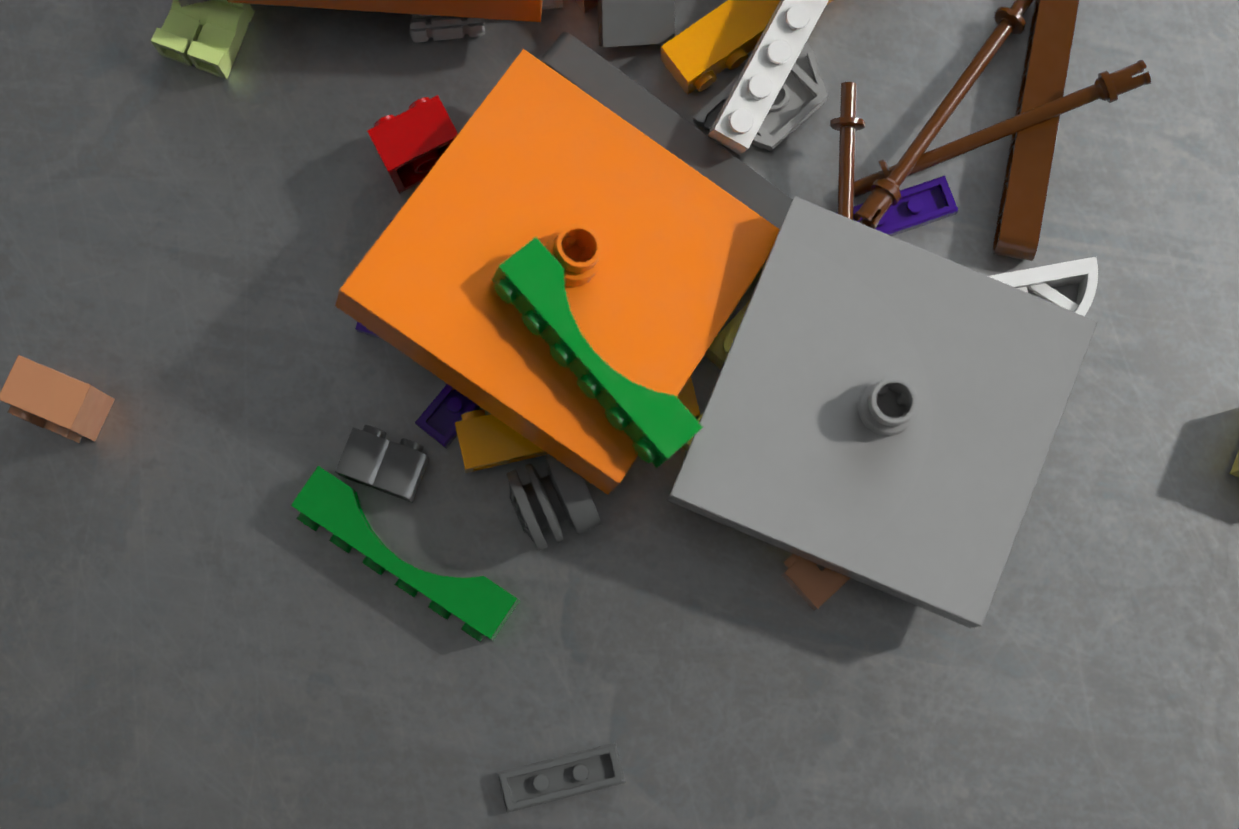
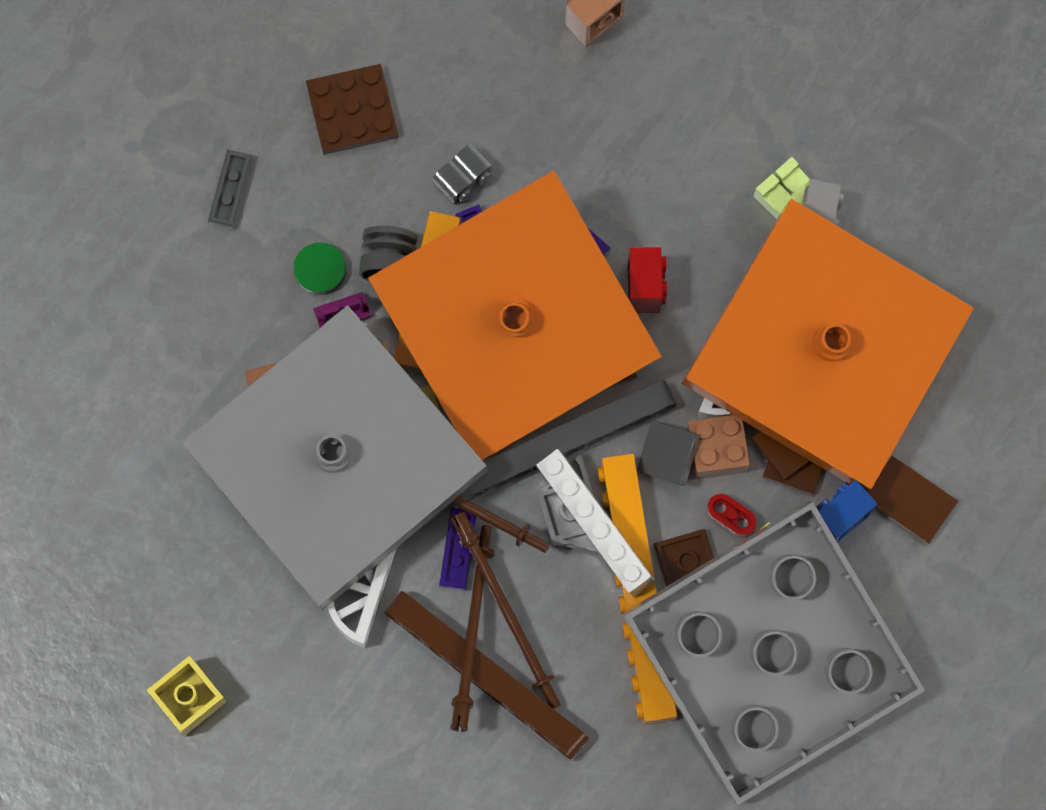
camera: 110 degrees right, 5 degrees down
(338, 509) = (449, 137): green arch -> none
(360, 669) = (352, 109): none -> reddish brown plate
(612, 591) = (319, 268): none -> green tile
(650, 418) = (392, 312): green arch -> none
(658, 528) = (356, 302): none -> magenta hinge

